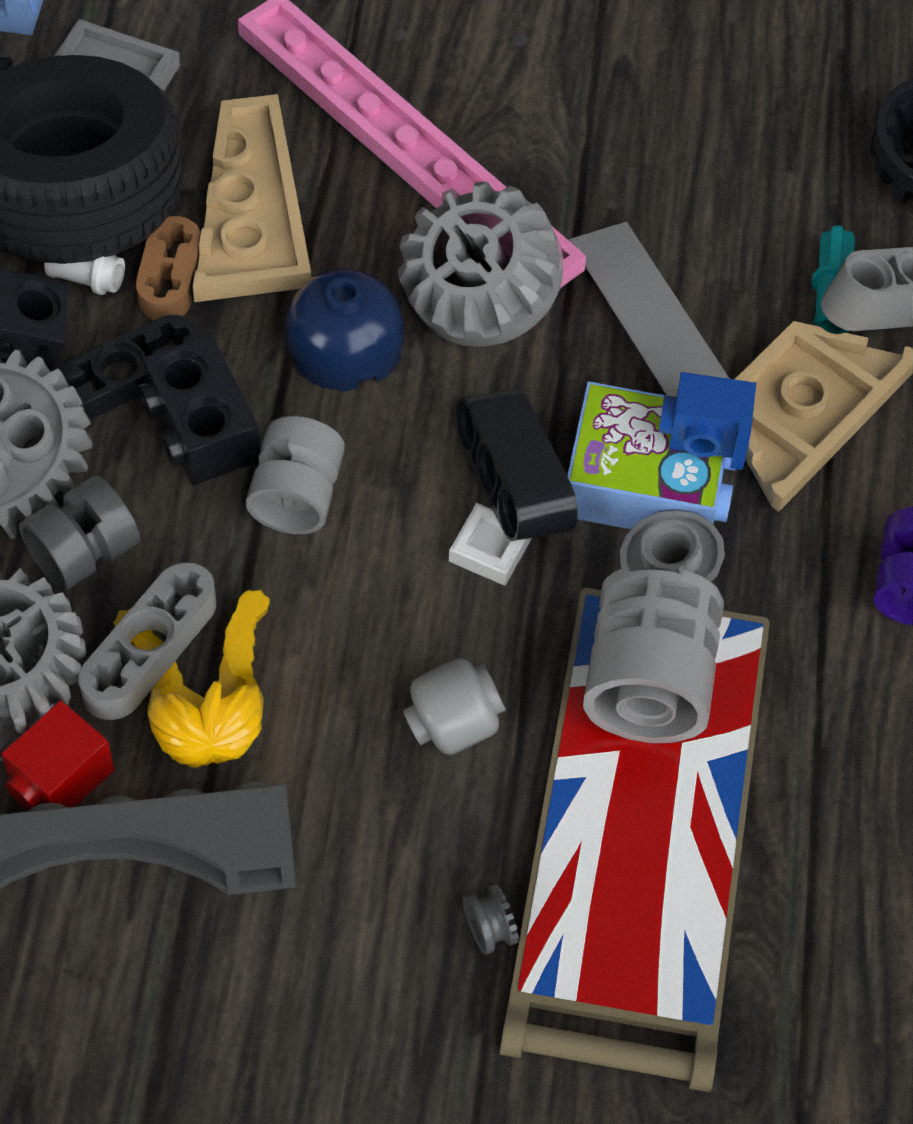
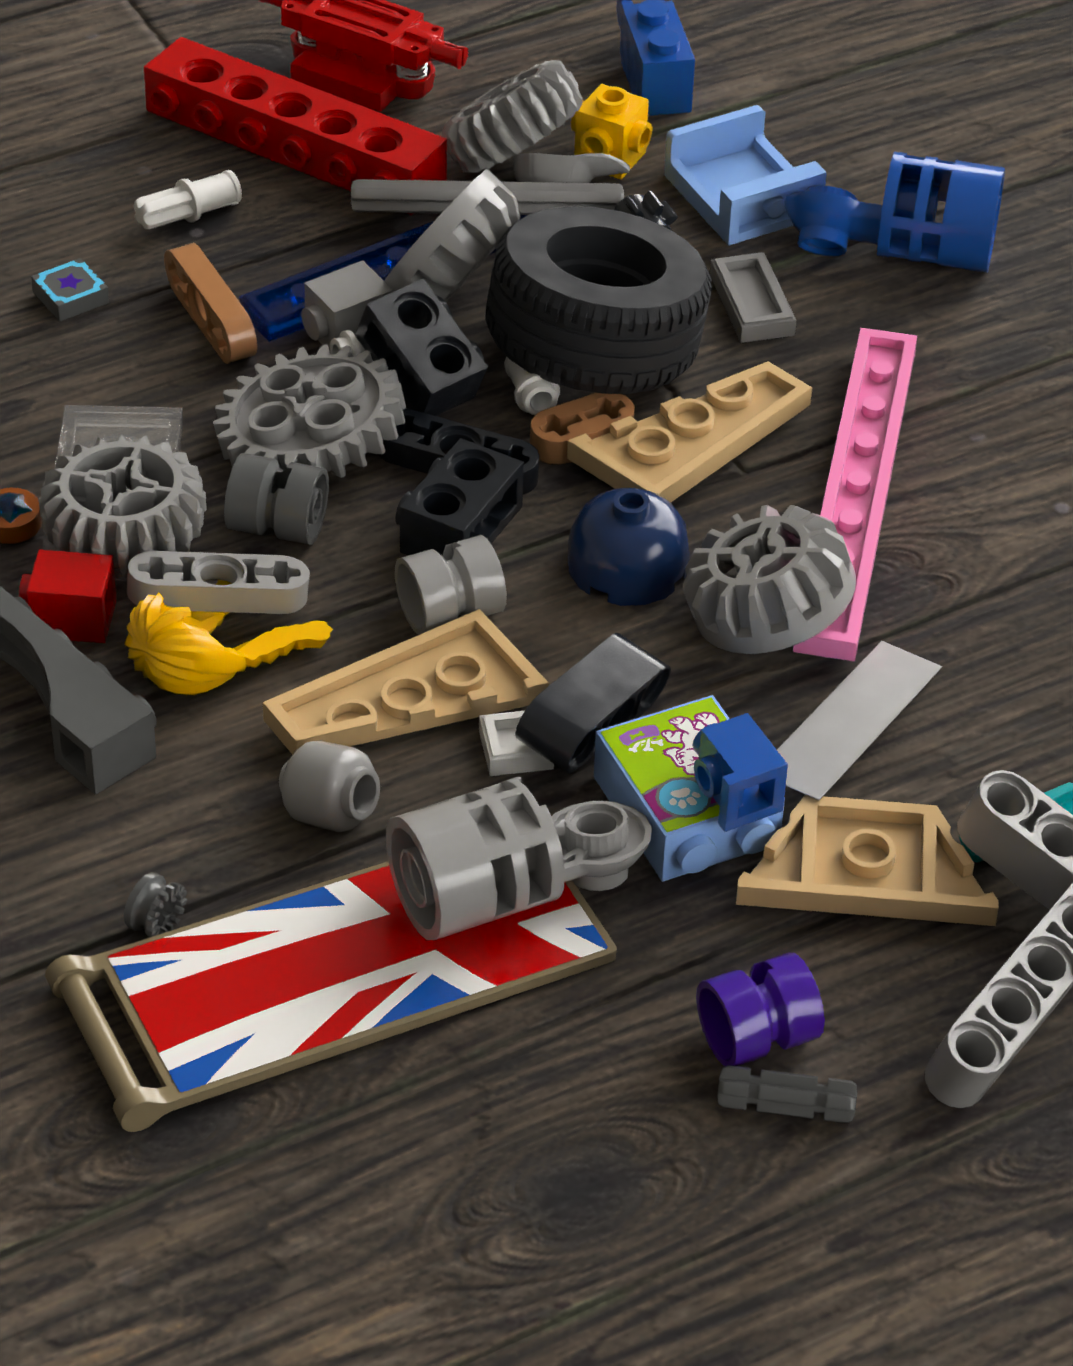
camera: 55 degrees right, 15 degrees down
(381, 571) = (410, 687): none -> tan wing

